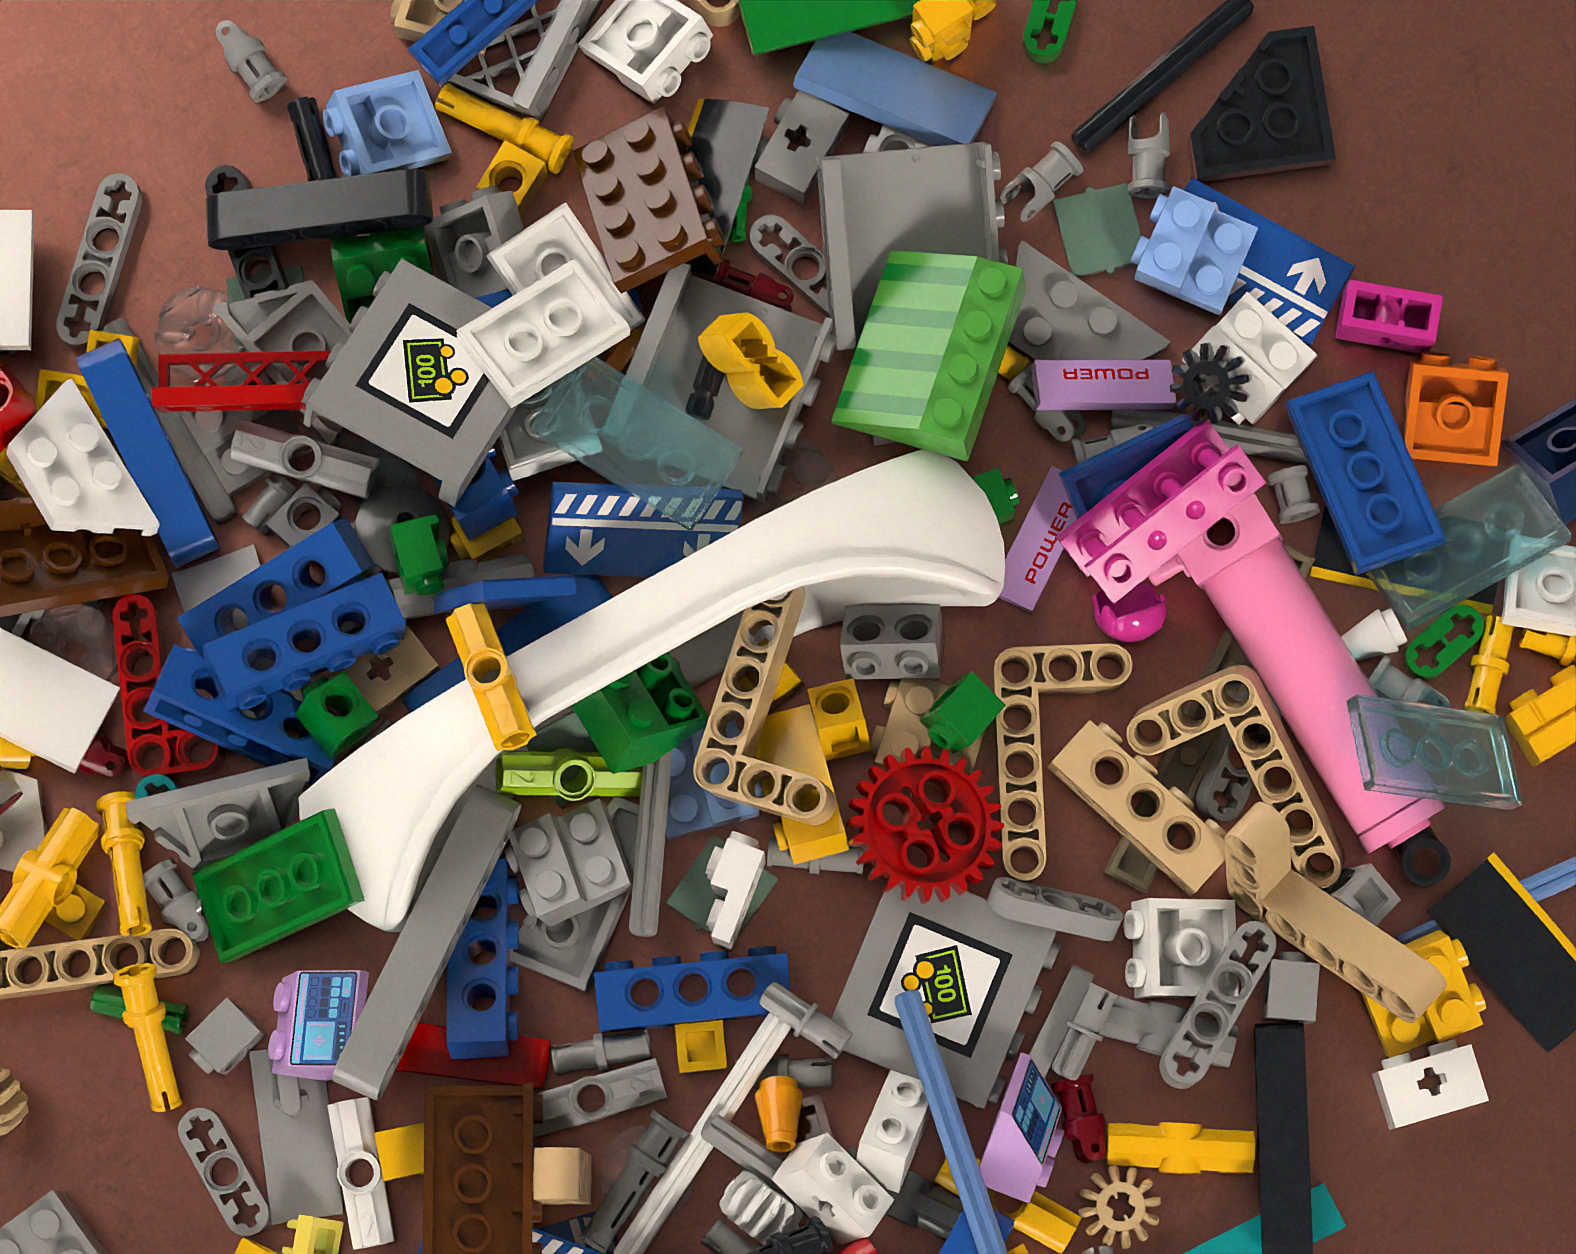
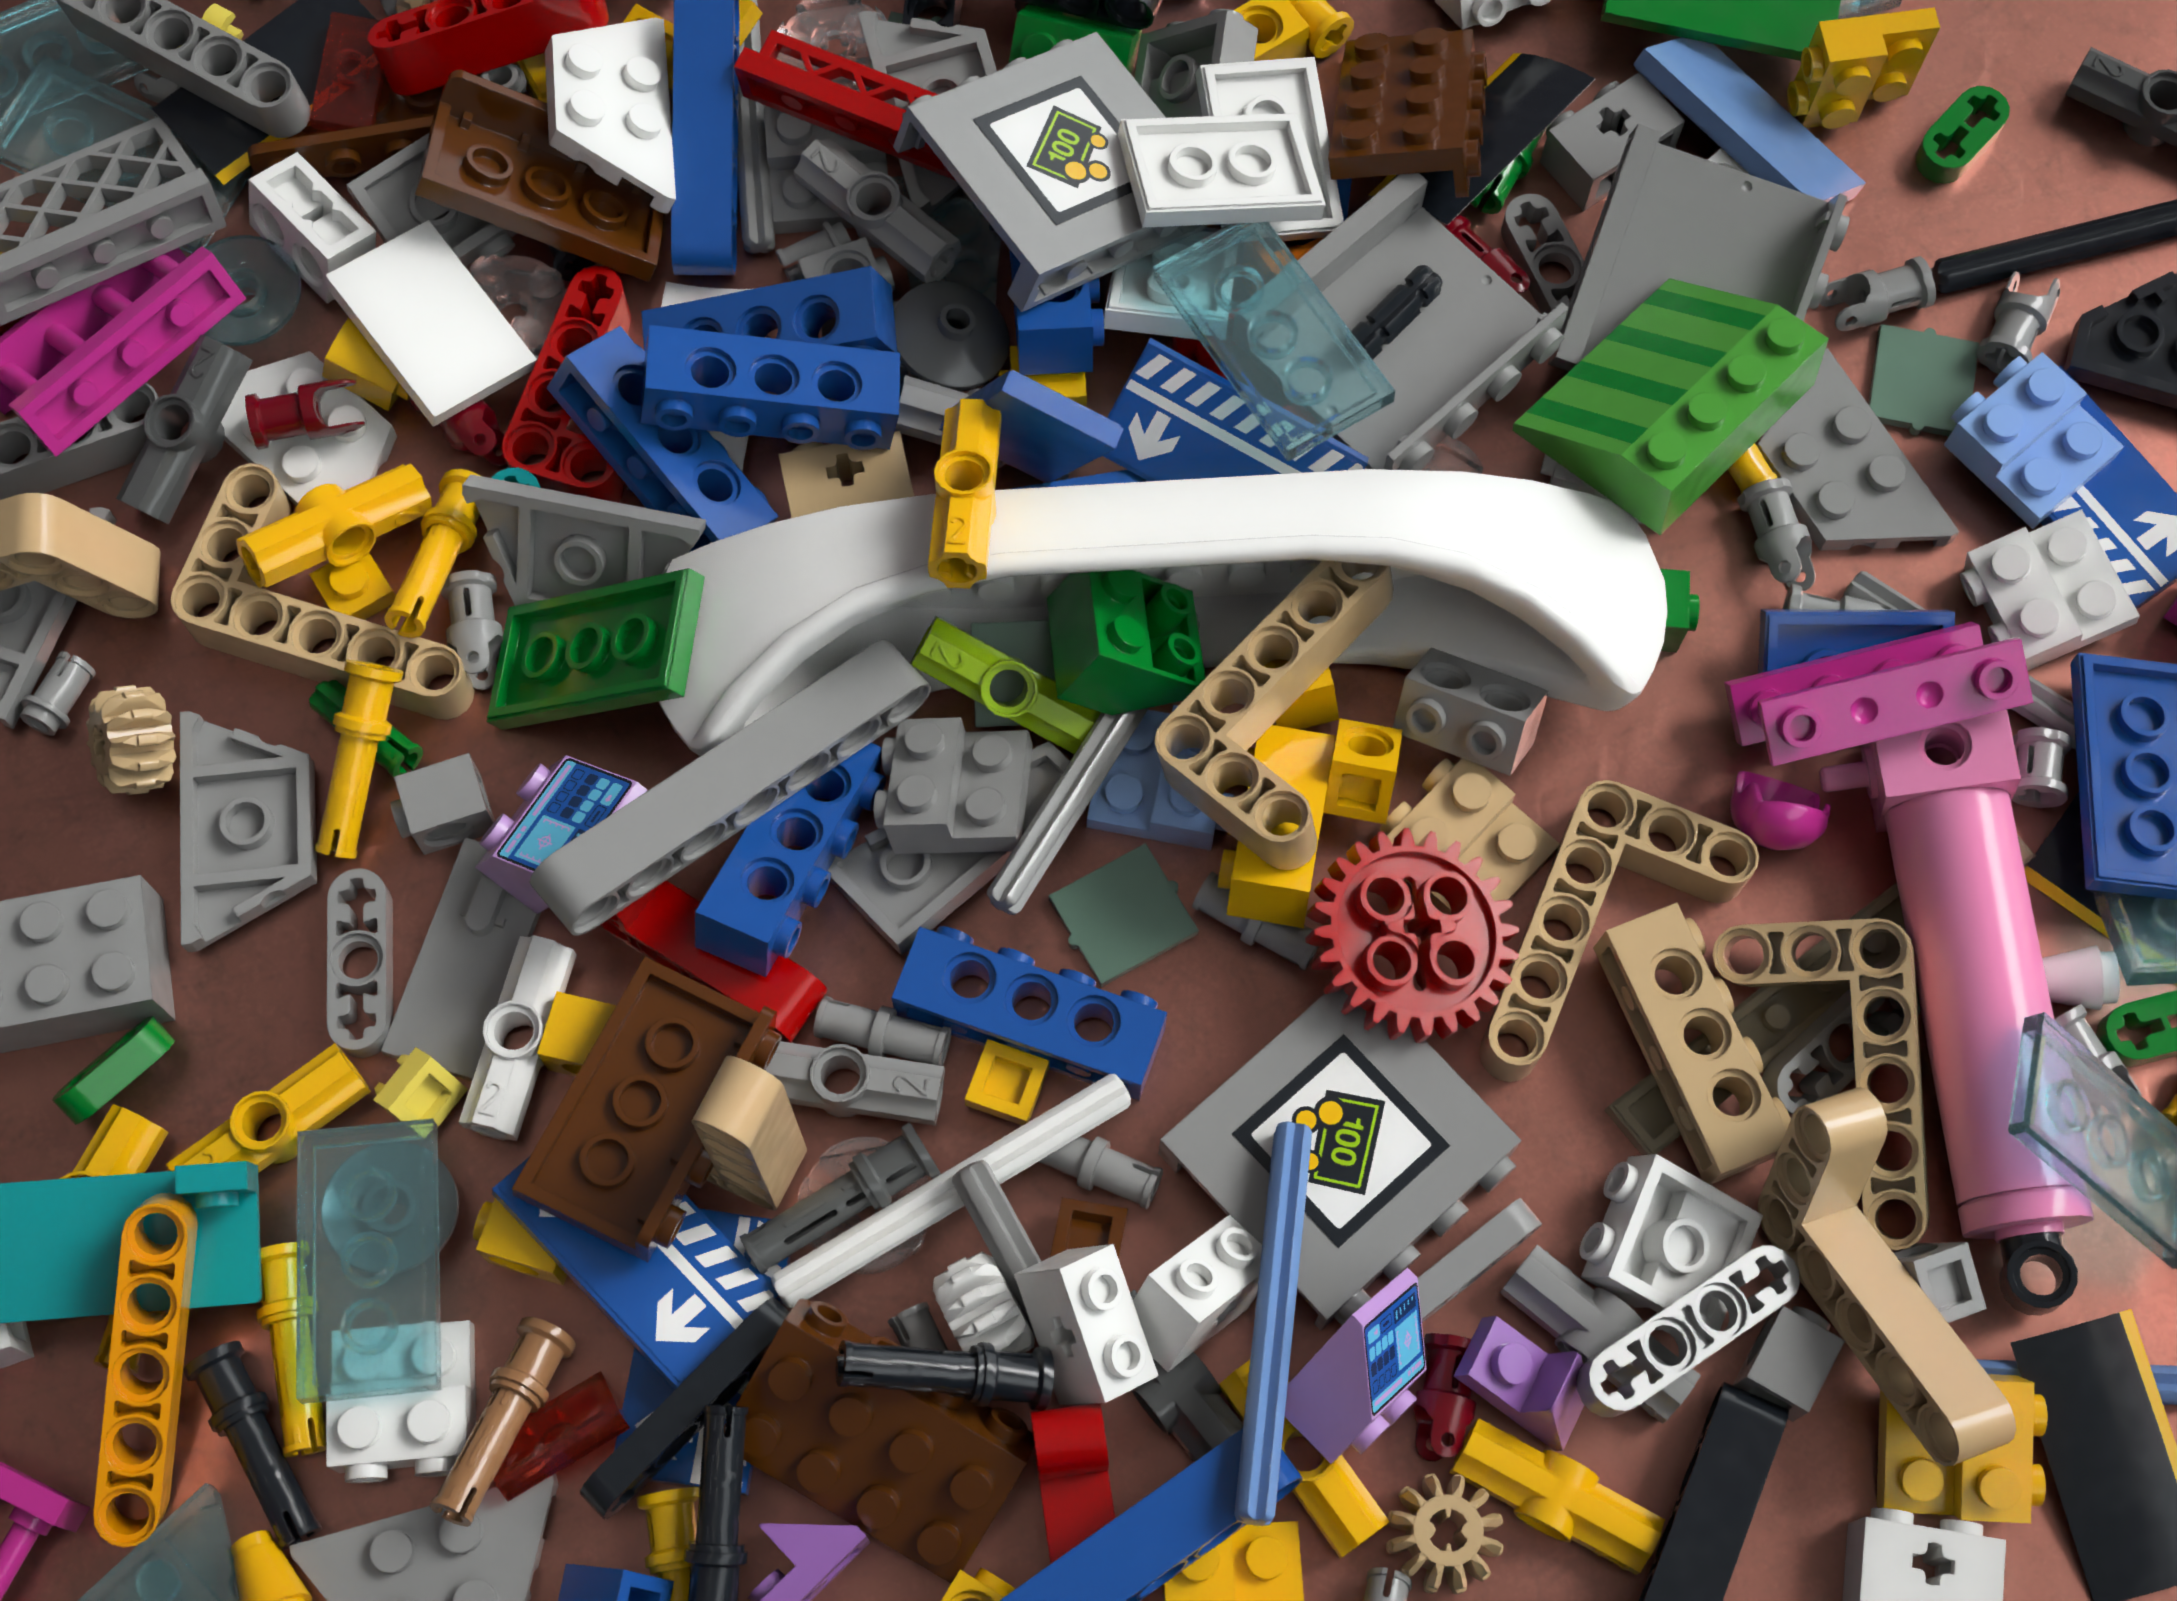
camera: 20 degrees right, 10 degrees down
(93, 1118) = (241, 828): none -> light grey wing
(332, 731) = (764, 483): green brick -> none
(419, 555) = (954, 352): green brick -> none
(734, 876) = (1149, 893): white plate -> none
(748, 356) = (1450, 306): yellow brick -> none
(779, 1112) = (1065, 1199): light orange cone -> none
(805, 1019) = (1152, 1100): light grey axle -> none
(961, 713) = (1519, 824): green brick -> none
(1036, 546) = (1690, 691): lavender tile -> none
(1054, 909) = (1528, 1116): light grey beam -> none
(1084, 1032) = (1500, 1282): light grey axle -> none
(1103, 384) = (1859, 537): lavender tile -> none
(1126, 1086) = (1524, 1380): none -> medium lavender slope
(1211, 400) = (2018, 568): black gear -> none

